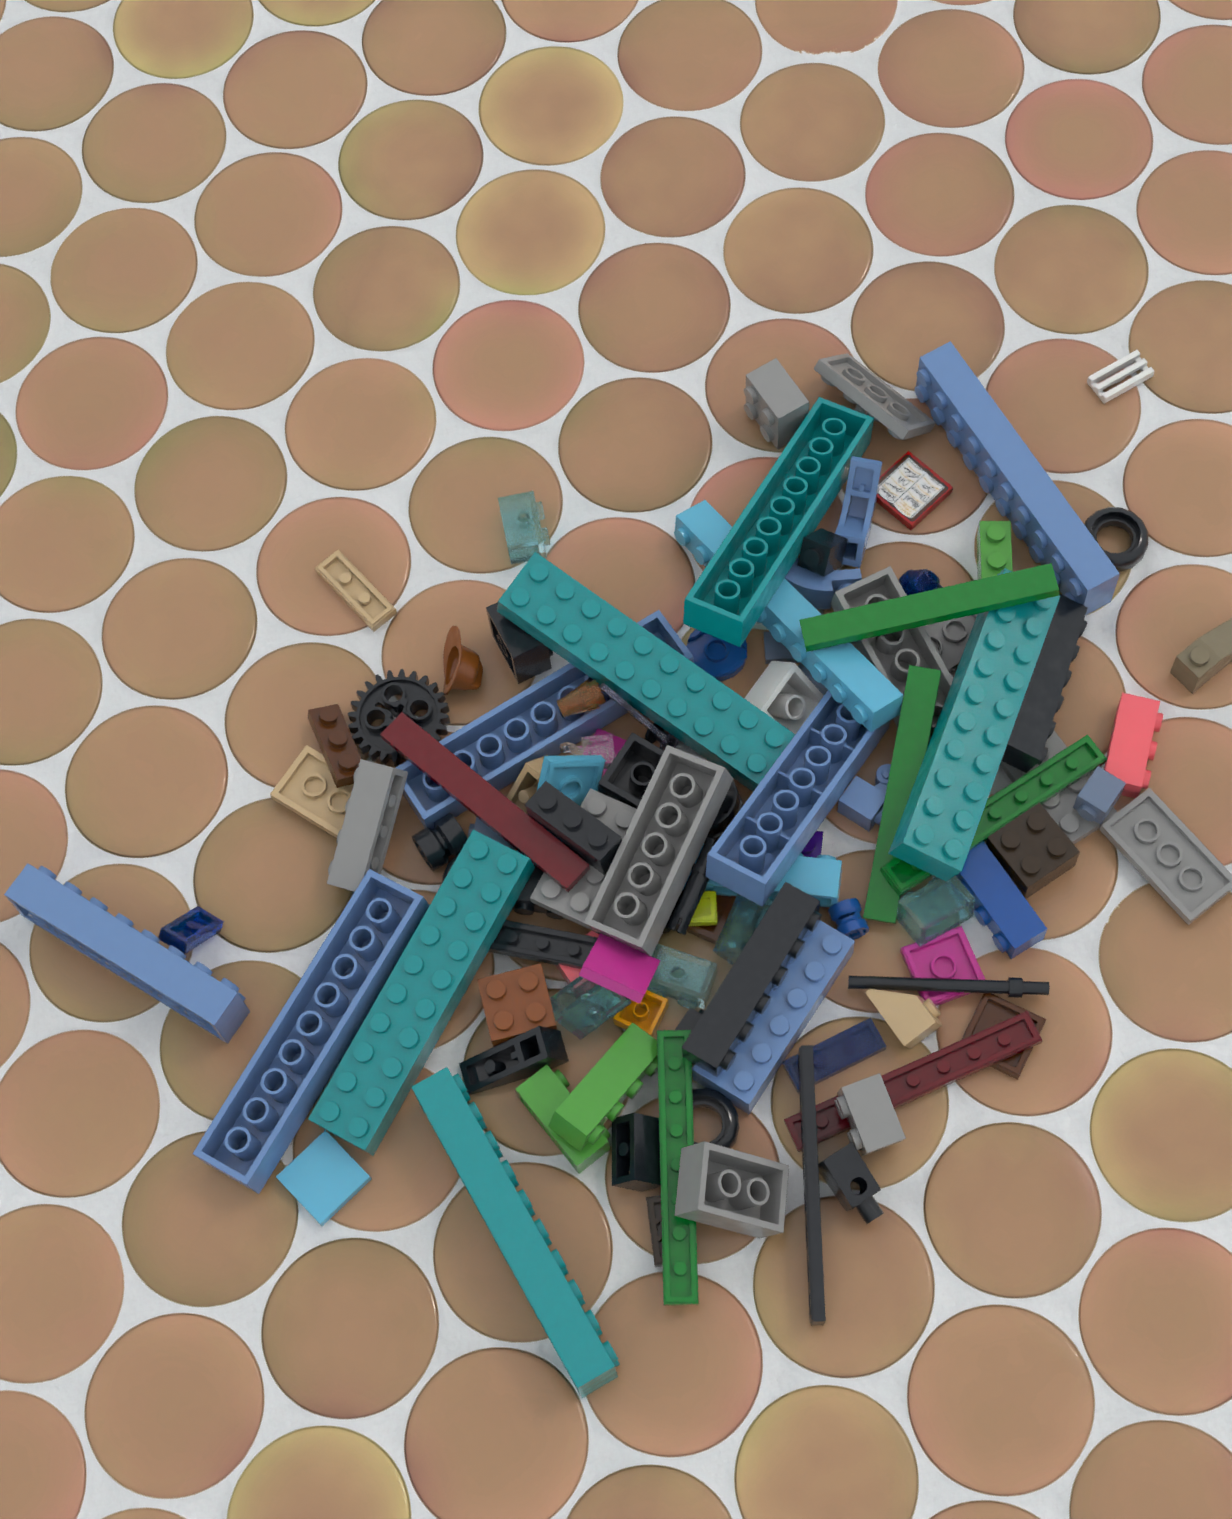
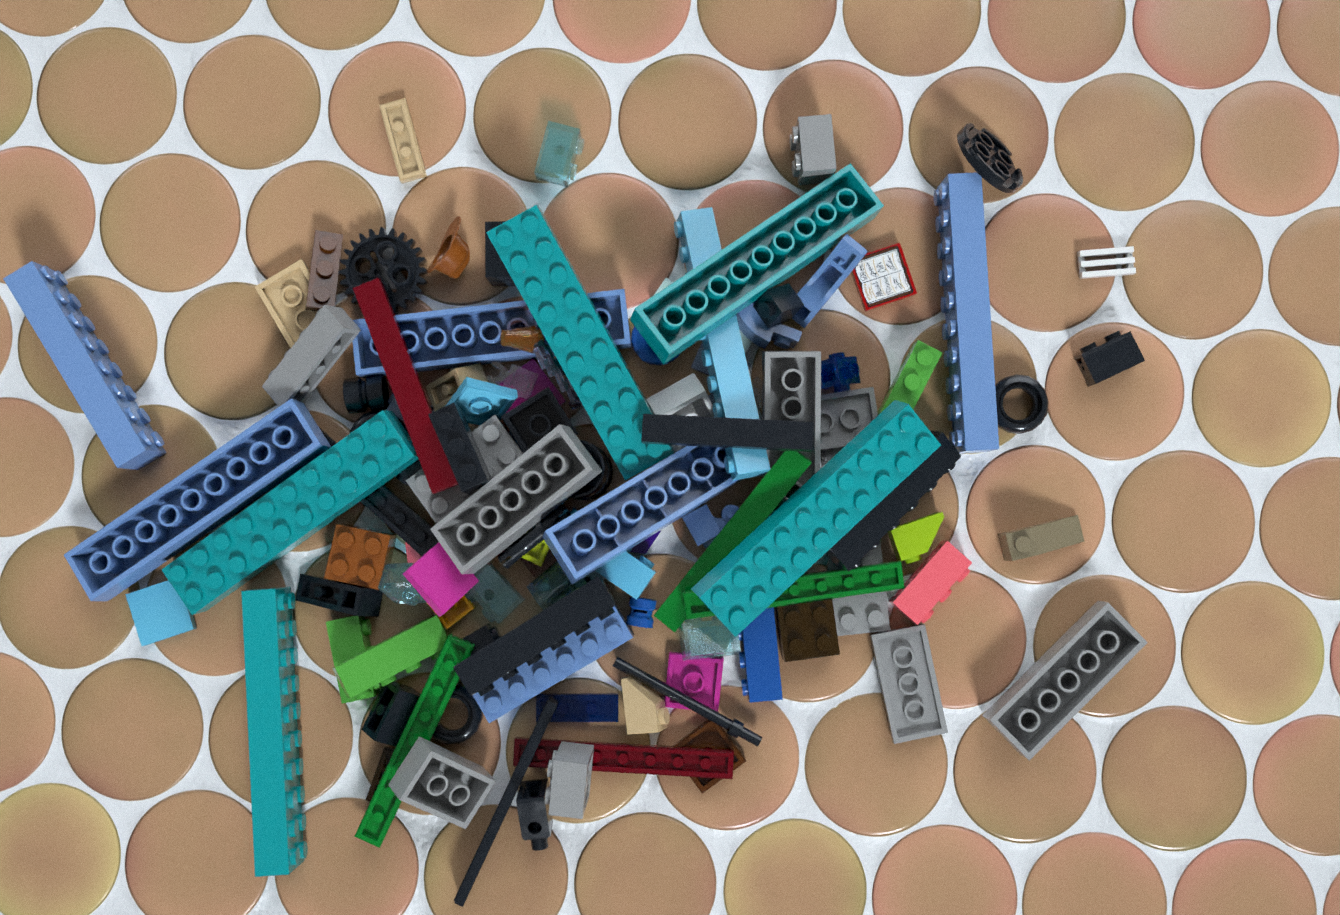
camera: 20 degrees right, 20 degrees up
(190, 929) = (143, 371): clear blue plate -> none
(840, 679) = (727, 432): none -> black tile
(874, 396) = (897, 182): light grey plate -> none
(929, 607) = (829, 409): green tile -> none
(951, 331) = (989, 158): none -> black tile
(1086, 709) = (915, 537): none -> lime slope
(1098, 796) = (880, 616): sand blue brick -> none
(1176, 456) = (1110, 358): none -> black hinge

